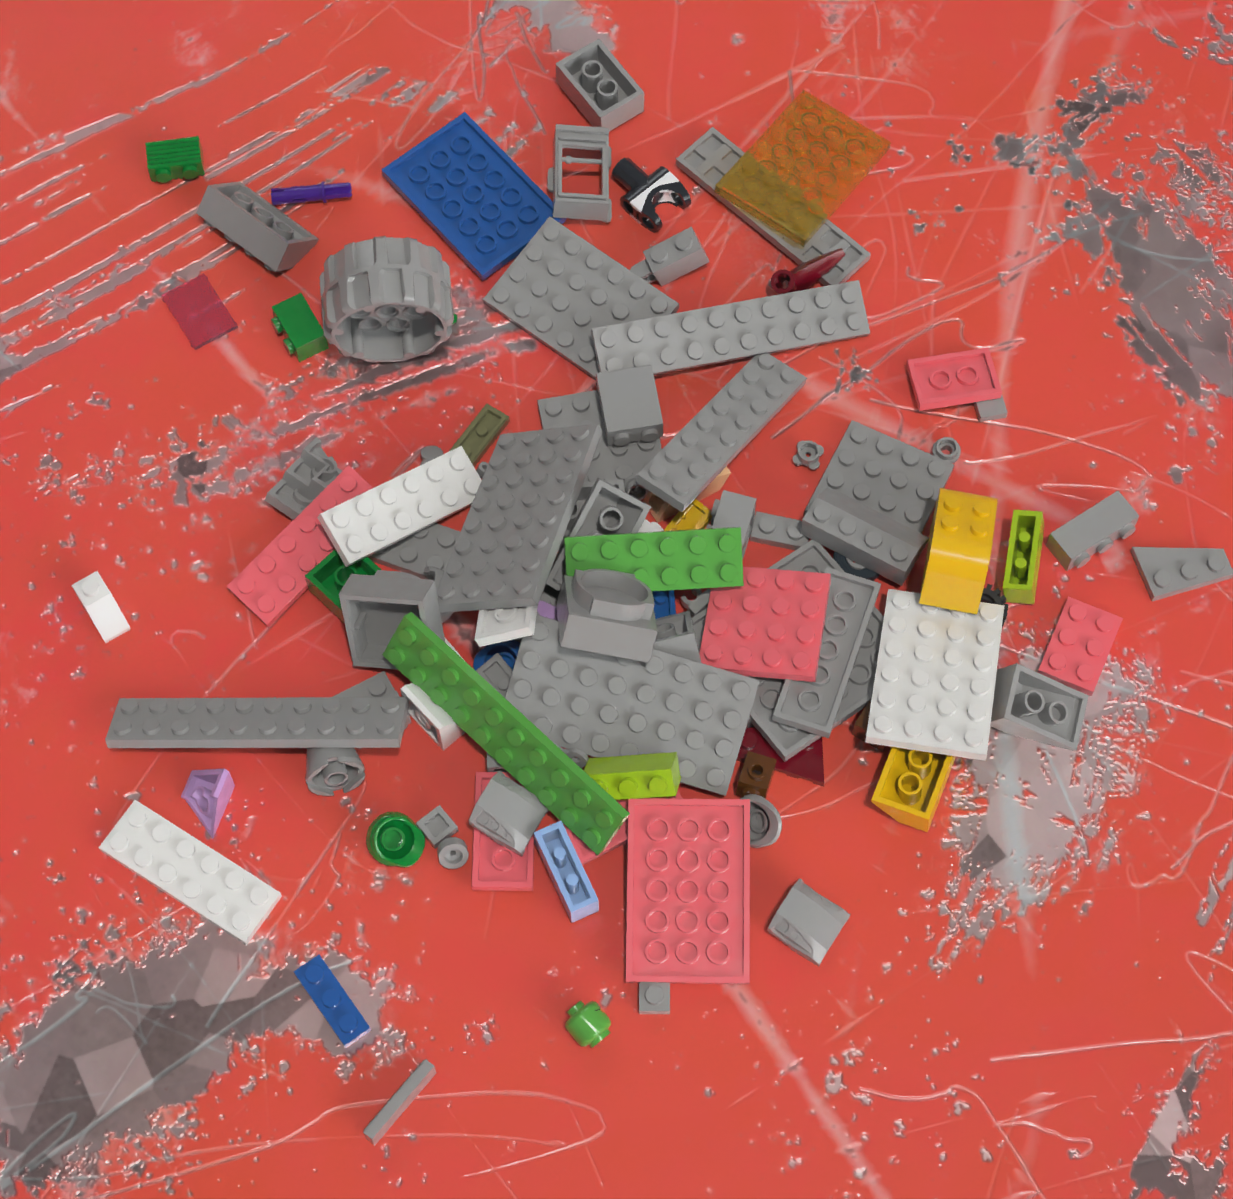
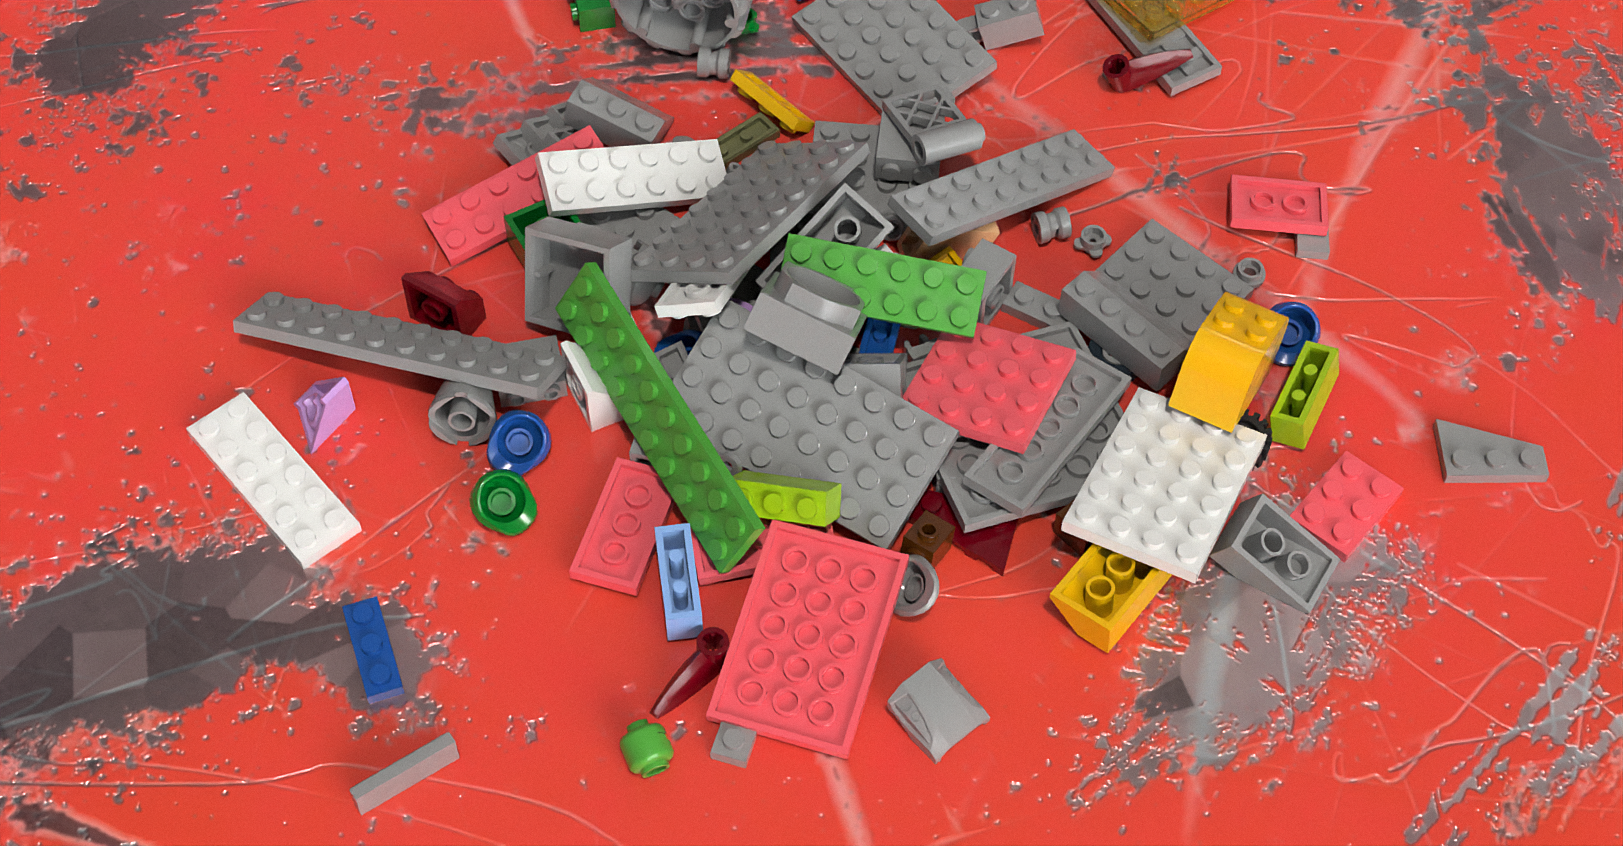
camera: 15 degrees right, 10 degrees down
(101, 606) = (284, 200): white slope -> none
(279, 670) = (442, 303): none -> dark red slope
(366, 445) = (615, 115): none -> light grey slope
(388, 782) = (518, 442): none -> blue hat
(431, 366) = (714, 62): none -> light grey wheel
(437, 826) = (554, 502): light grey plate -> none
(452, 853) = (561, 531): light grey tile -> none
(493, 391) = (771, 102): none -> yellow plate
(507, 813) = (633, 502): light grey slope -> none
(602, 945) = (695, 671): none -> dark red piece
(662, 400) = (940, 138): none -> light grey piece
(734, 330) = (1060, 101): light grey plate -> none
(768, 450) = (1051, 225): none -> light grey wheel
(1007, 492) = (1302, 326): none -> blue hat
(1093, 531) = (1393, 390): light grey brick -> none

